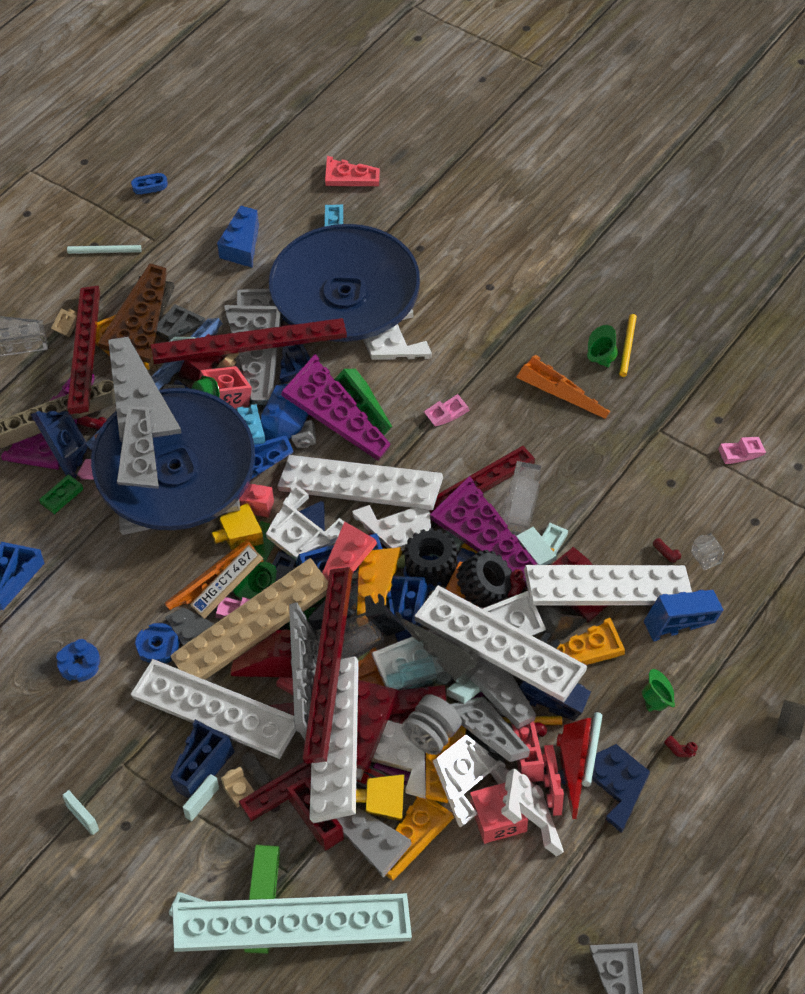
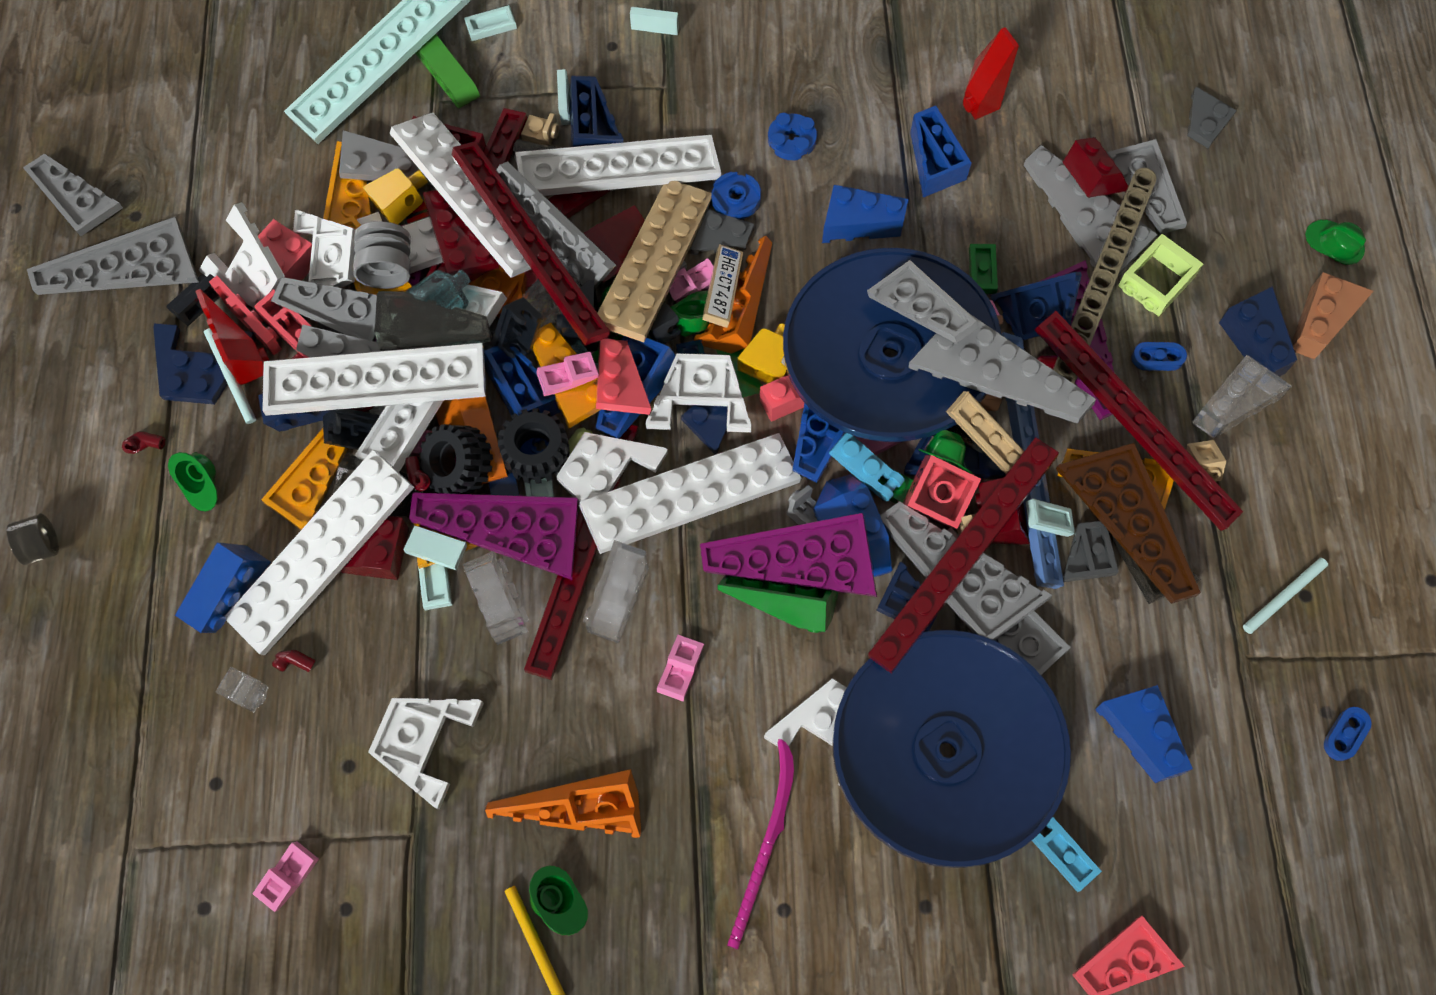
camera: 140 degrees right, 15 degrees up
(28, 385) = (1157, 356): none -> blue plate
(97, 571) = (863, 214): none -> blue wedge
(174, 378) = (985, 431): none -> tan tile
(372, 571) = (567, 375): none -> bright pink slope
(452, 458) = (617, 591): none -> clear wedge
(480, 309) = (774, 828): none -> dark pink piece
(580, 830) = (186, 304): none -> black panel
(610, 893) = (137, 259): none -> light grey wing
(623, 470) = (409, 737): none -> white wing

